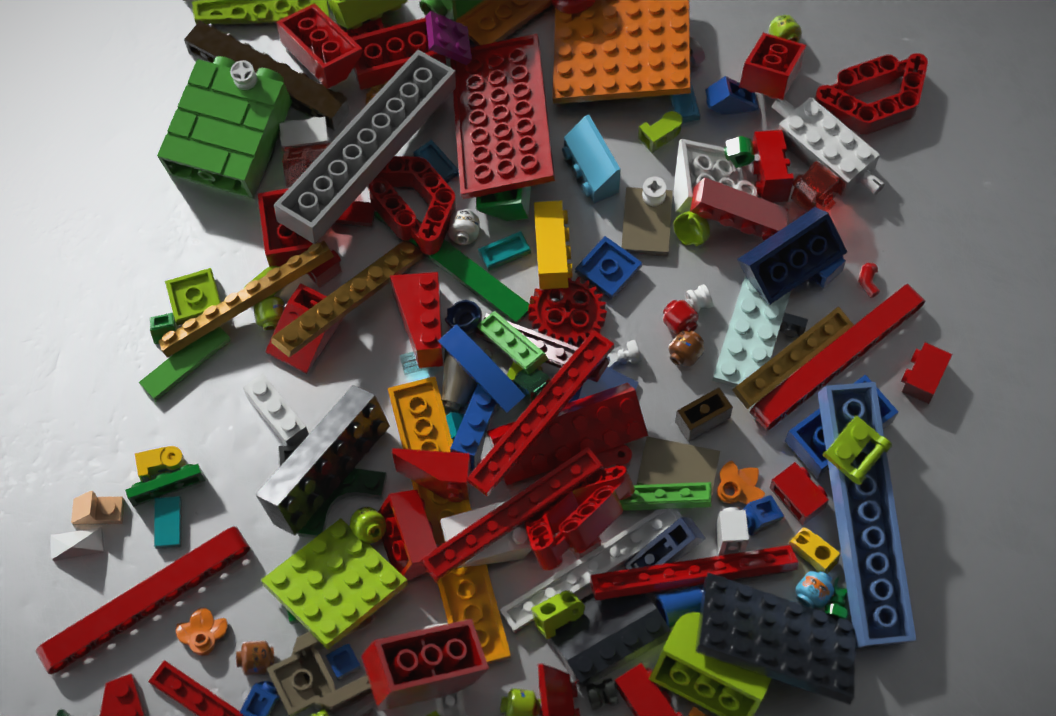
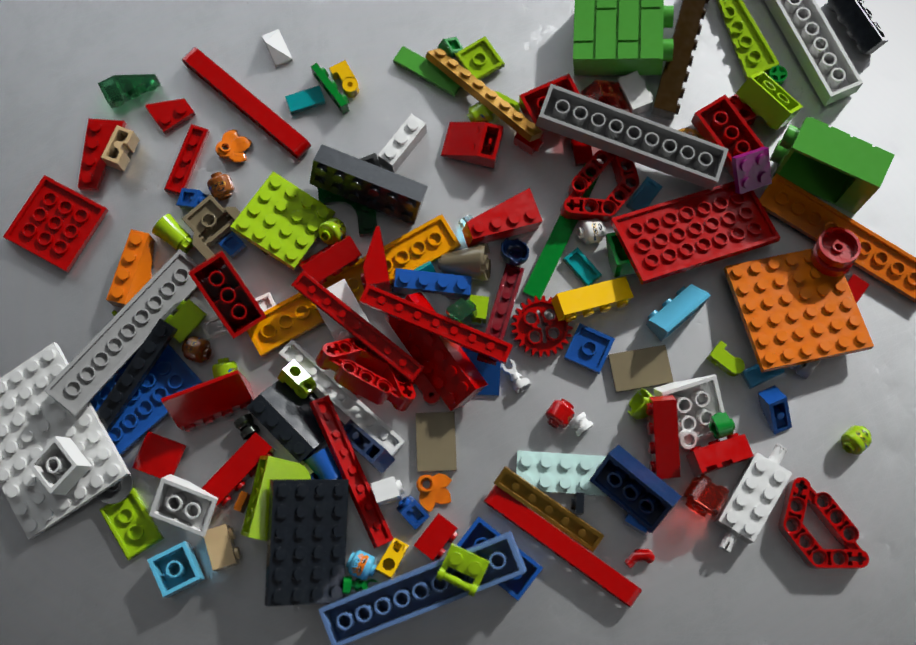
camera: 75 degrees right, 10 degrees up
(97, 510) = (303, 52): light nougat slope -> none
(238, 73) = (656, 22): white wheel -> none
(319, 44) = (715, 77): red slope -> none
(346, 298) = (500, 162): pearl gold plate -> none
(481, 368) = (463, 271): blue slope -> none
(512, 342) = (494, 290): bright green tile -> none
(654, 197) = (662, 369): white wheel -> none
(669, 496) = (407, 439): bright green tile -> none
(686, 348) = (533, 424): dark orange head -> none
(703, 414) = (480, 449): dark brown brick -> none
(772, 66) = (812, 434): red brick -> none
(926, 373) = (566, 619): red brick -> none

